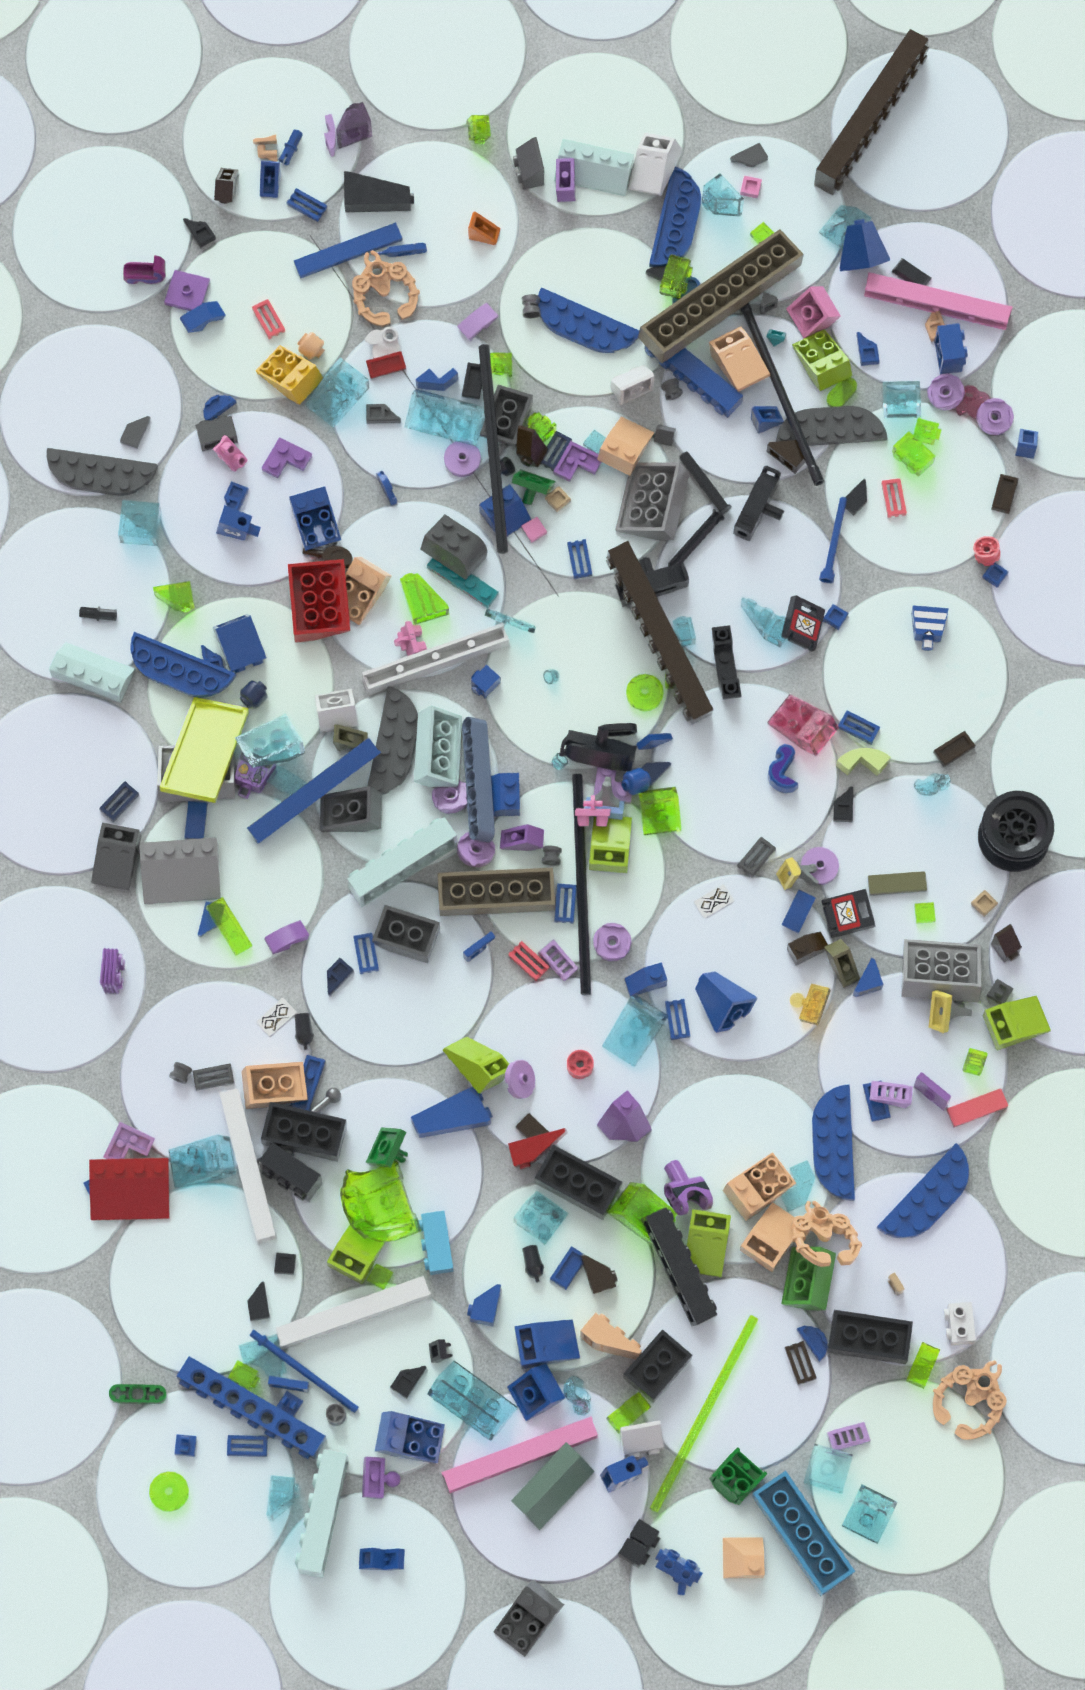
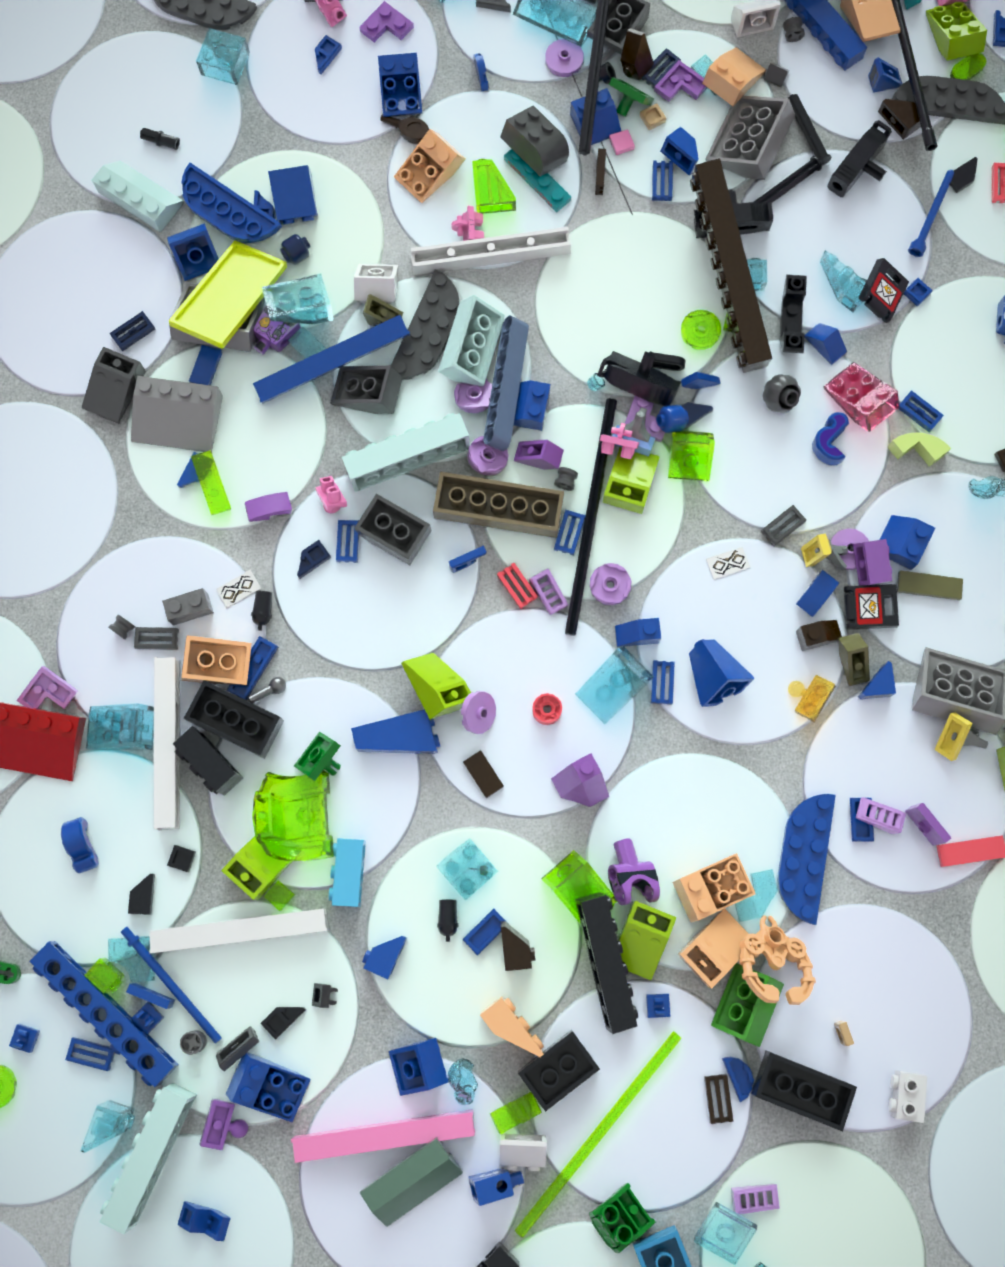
camera: 15 degrees right, 5 degrees up
(111, 968) = (74, 503): medium lavender brick -> none
(159, 715) = (193, 251): none -> blue slope
(176, 596) = (242, 135): clear neon green slope -> none
(193, 1270) = (78, 845): none -> blue animal
(236, 524) = (318, 75): blue torso -> none
(236, 1042) = (187, 606): none -> flat silver brick
(318, 599) = (382, 166): red slope -> none
(342, 915) = (330, 495): none -> bright pink hips
(375, 1411) = (237, 1048): none -> dark grey tile
(472, 1400) = (346, 1060): clear light blue slope -> none
(485, 681) = (536, 284): blue brick -> none
(518, 623) = (580, 229): clear light blue tile -> none
(520, 563) = (600, 171): none -> dark brown tile
(533, 1148) = (473, 792): red slope -> none
(542, 425) = (655, 39): clear neon green brick -> none
(546, 1343) = (441, 1014): blue slope -> none
(551, 676) = (606, 292): clear light blue hinge -> none
(578, 1182) = (516, 840): black brick -> none
(591, 527) = (681, 150): none -> blue slope
(729, 738) = (781, 393): none -> dark grey plant
(732, 1297) = (658, 1005): none -> blue tile
(762, 681) = (827, 342): none -> blue slope
(841, 873) = (872, 562): none -> medium lavender brick
(844, 807) = (887, 492): black tile -> none
(866, 848) = (907, 540): none -> blue slope
(923, 1365) = (855, 1133): clear neon green slope -> none
(924, 912) = (953, 623): clear neon green tile -> none
(929, 1197) = (899, 940): blue plate -> none
(974, 1061) = (980, 800): clear neon green slope -> none
(975, 1393) = (907, 1183): light nougat piece -> none

